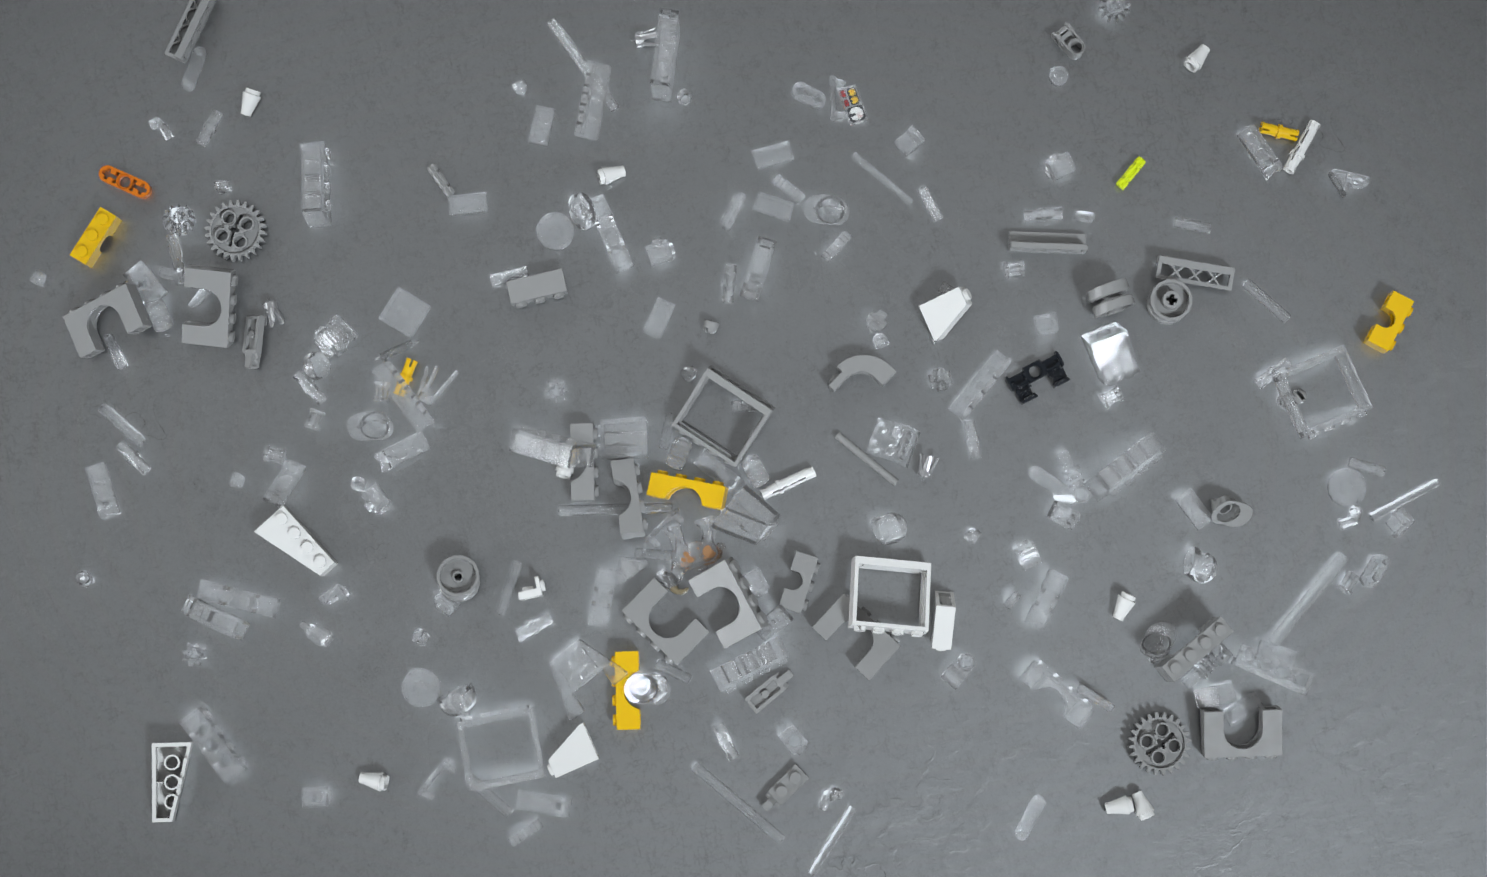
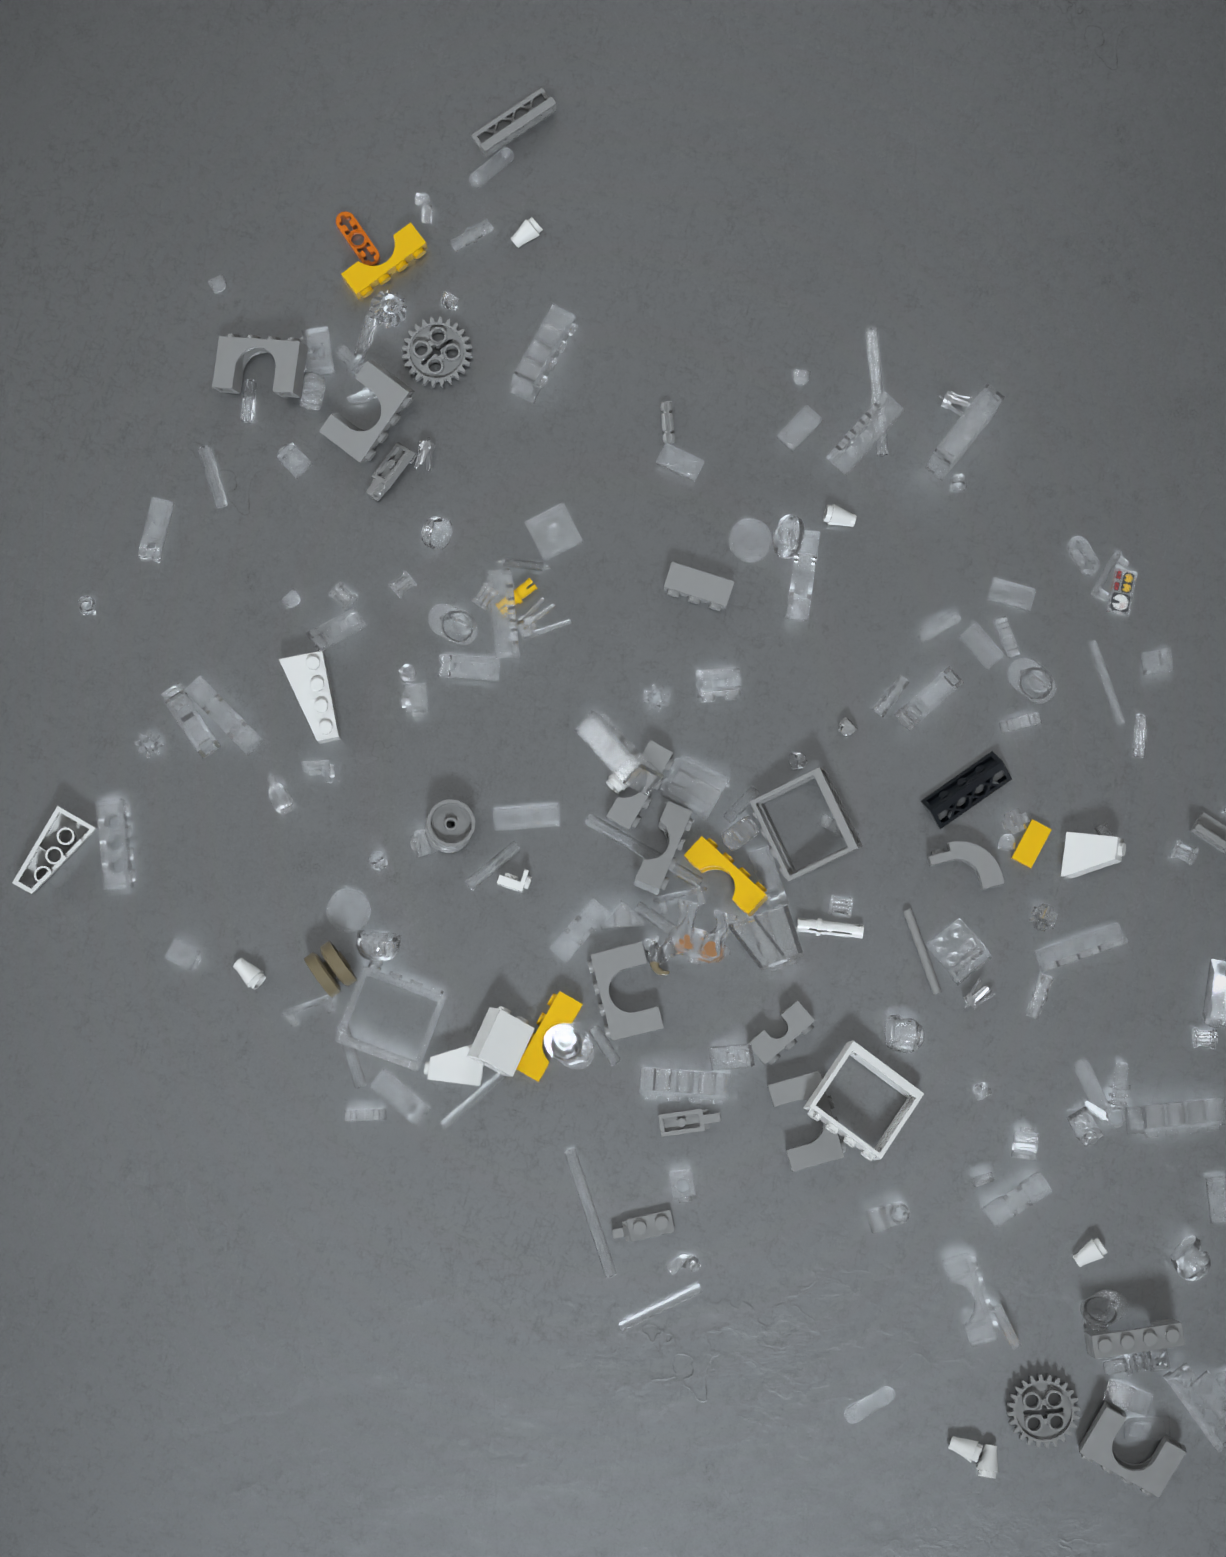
camera: 35 degrees right, 0 degrees up
(101, 226) = (307, 270): yellow arch -> none
(133, 457) = (204, 515): clear pin -> none
(147, 208) = (364, 278): none -> yellow arch
(175, 375) = (293, 459): none -> clear bracket
(310, 387) = (417, 550): clear pin -> none
(334, 337) = (471, 515): clear brick -> none
(433, 740) = (328, 970): none -> dark tan wheel
(508, 275) = (687, 559): clear pin -> none
(512, 537) = (526, 817): none -> clear tile
(534, 627) = (494, 918): clear pin -> none
(576, 668) = (516, 983): clear wing -> none
(593, 362) = (728, 691): none -> clear brick
(594, 715) = (501, 1041): none -> white brick
(600, 768) = (470, 1101): none -> clear bar
(659, 318) = (800, 688): clear tile -> none
(660, 251) = (841, 623): clear brick -> none
(725, 741) = (614, 1145): clear pin -> none
(750, 616) = (713, 1038): light grey arch -> none
(755, 471) = (804, 896): clear gear -> none
(757, 582) = (737, 1008): clear brick -> none
(785, 461) = (840, 906): none -> clear bush
(824, 317) = (965, 786): none -> black fence
(898, 330) = (1031, 843): none -> yellow tile
(943, 620) = (901, 1157): white slope -> none
(1046, 324) = (1183, 926): clear panel -> none
(1049, 366) = (1162, 969): black piece -> none

